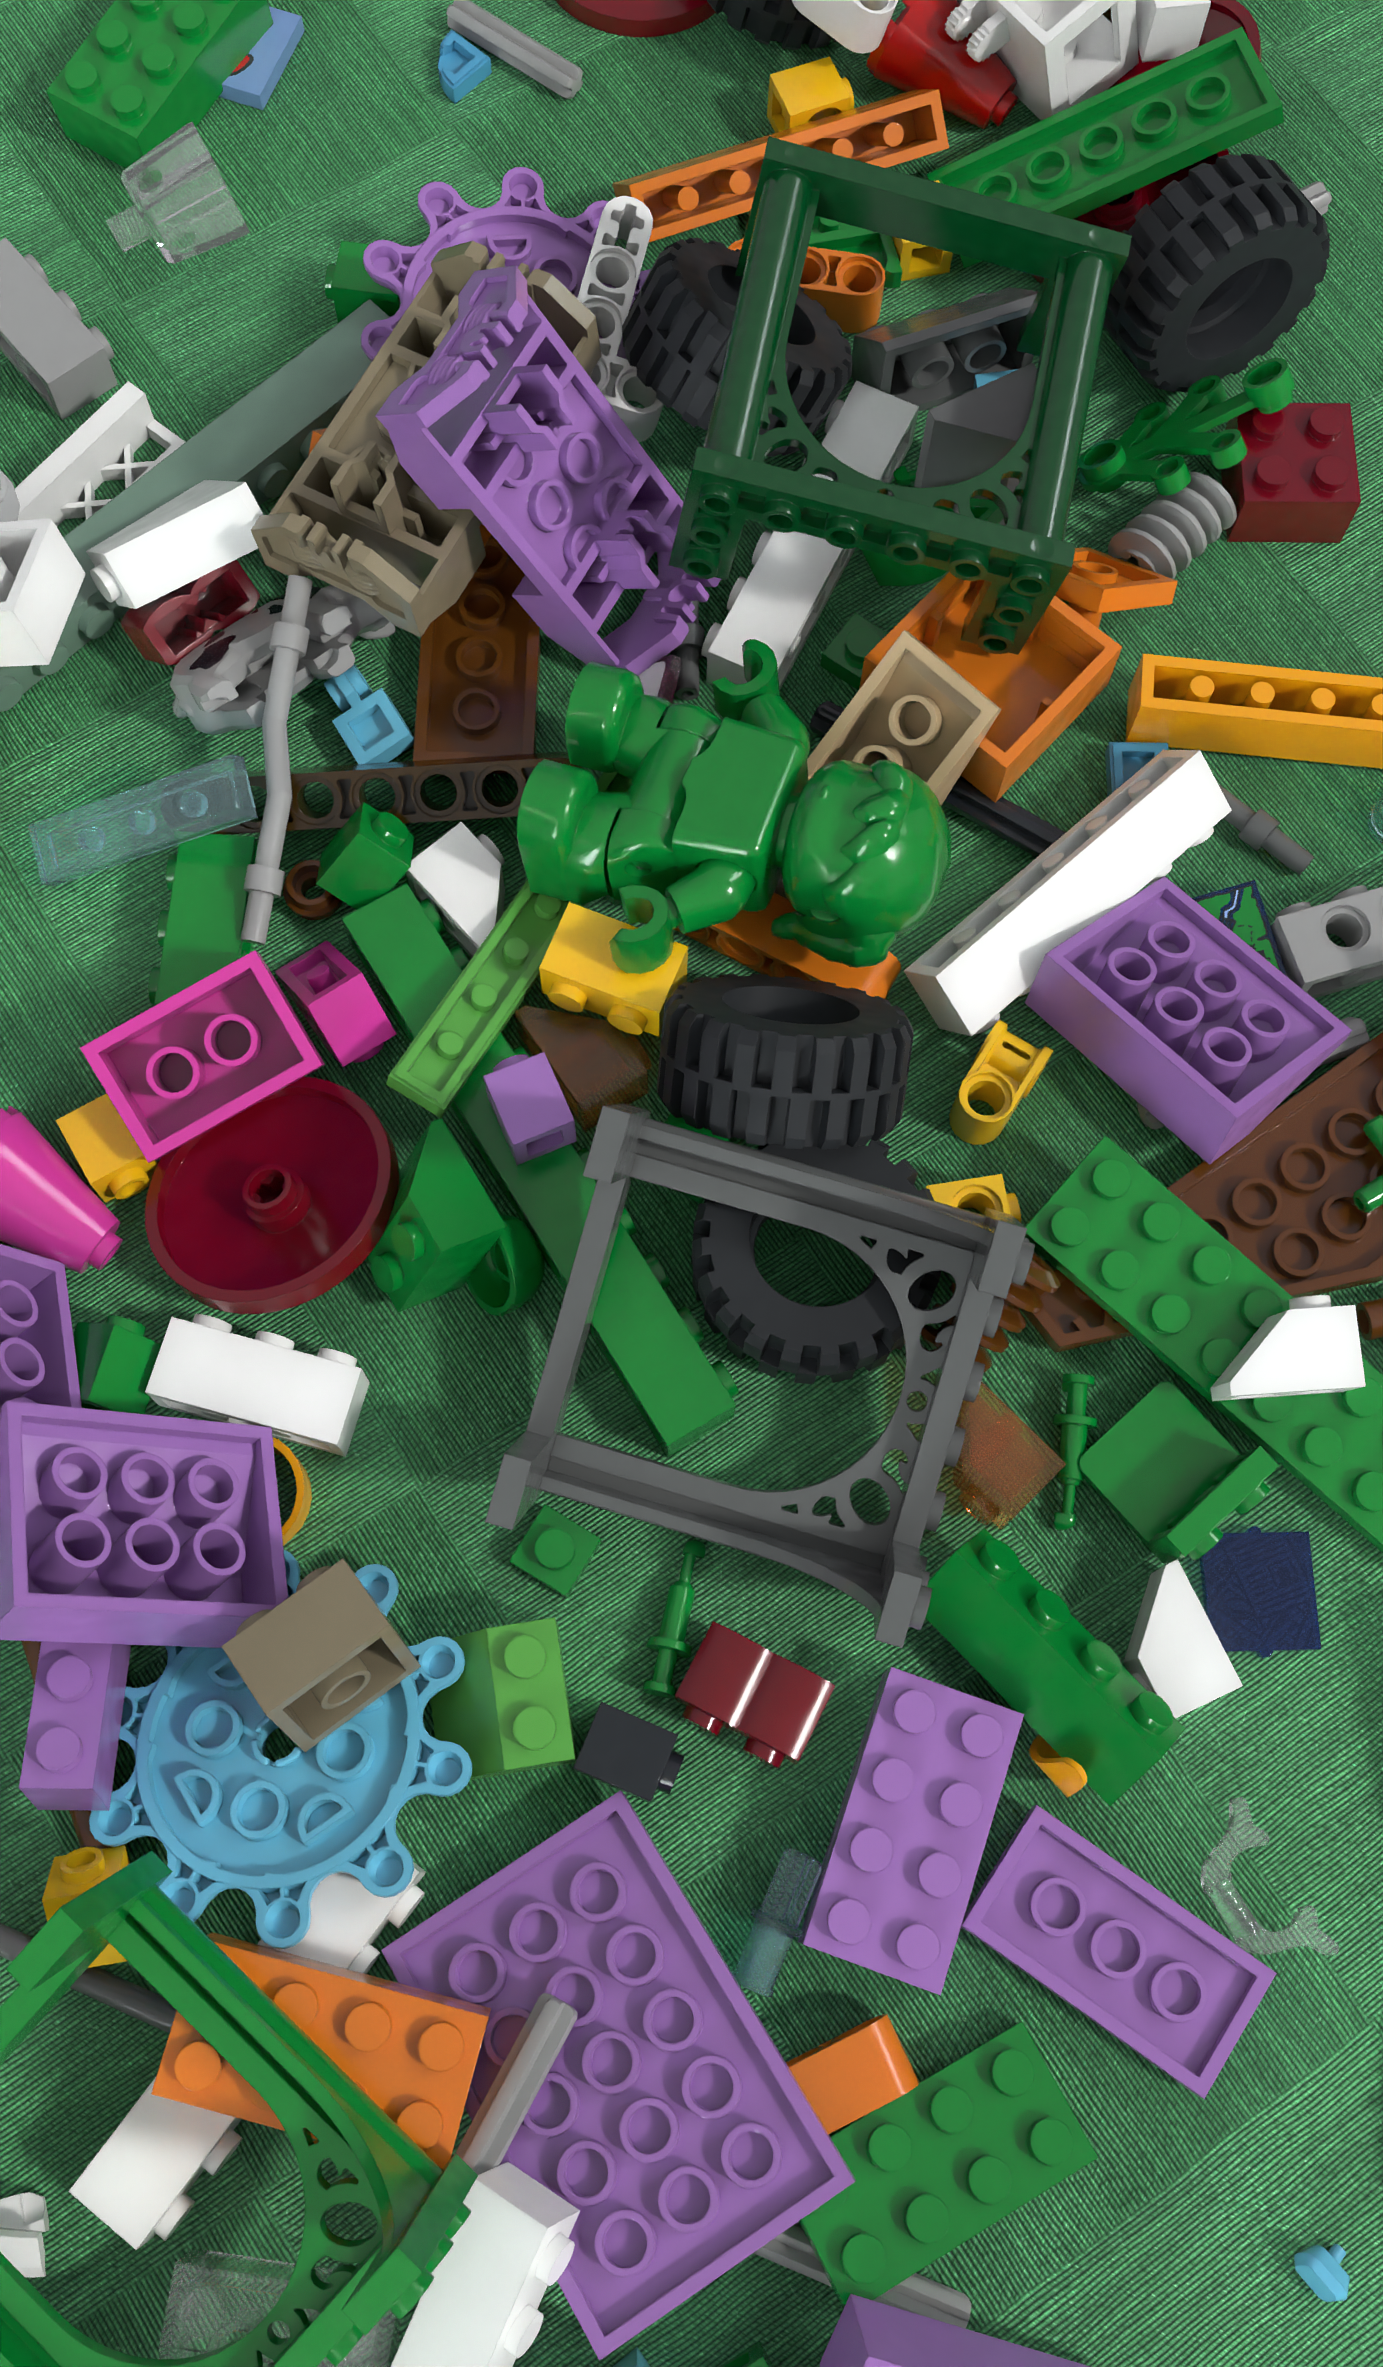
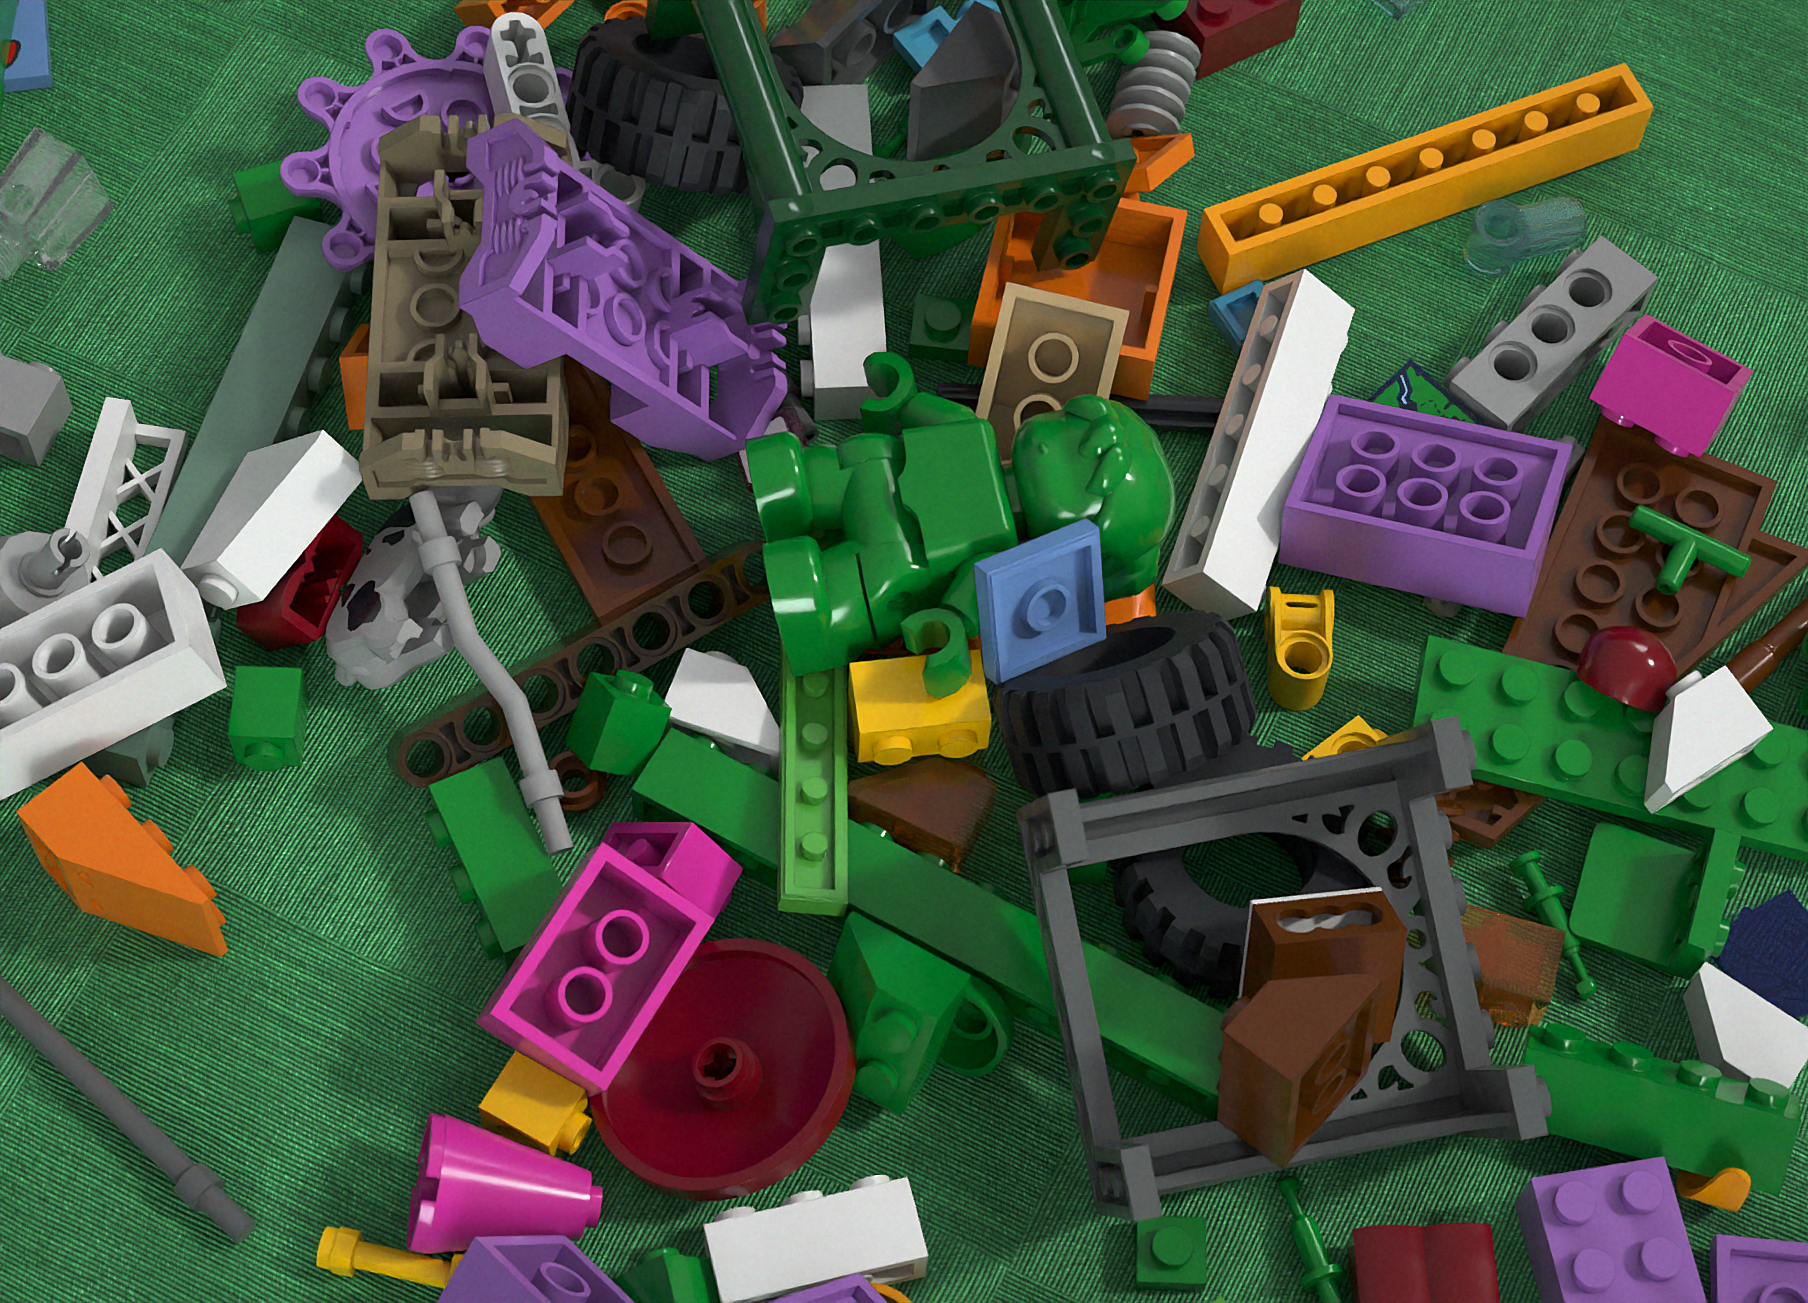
camera: 30 degrees left, 10 degrees down
(102, 712) = (268, 717): none -> green brick
(143, 820) = (386, 793): clear light blue tile -> none
(369, 719) = (535, 608): medium azure plate -> none
(529, 1106) = (920, 863): medium lavender brick -> none
(723, 1452) = (1294, 1058): none -> reddish brown slope
(754, 929) = (1040, 601): none -> medium blue tile
(808, 1385) = (1326, 937): none -> reddish brown piece
(1262, 831) = (1385, 316): dark grey bar -> none
(1271, 1258) = (1628, 666): none -> dark red hair

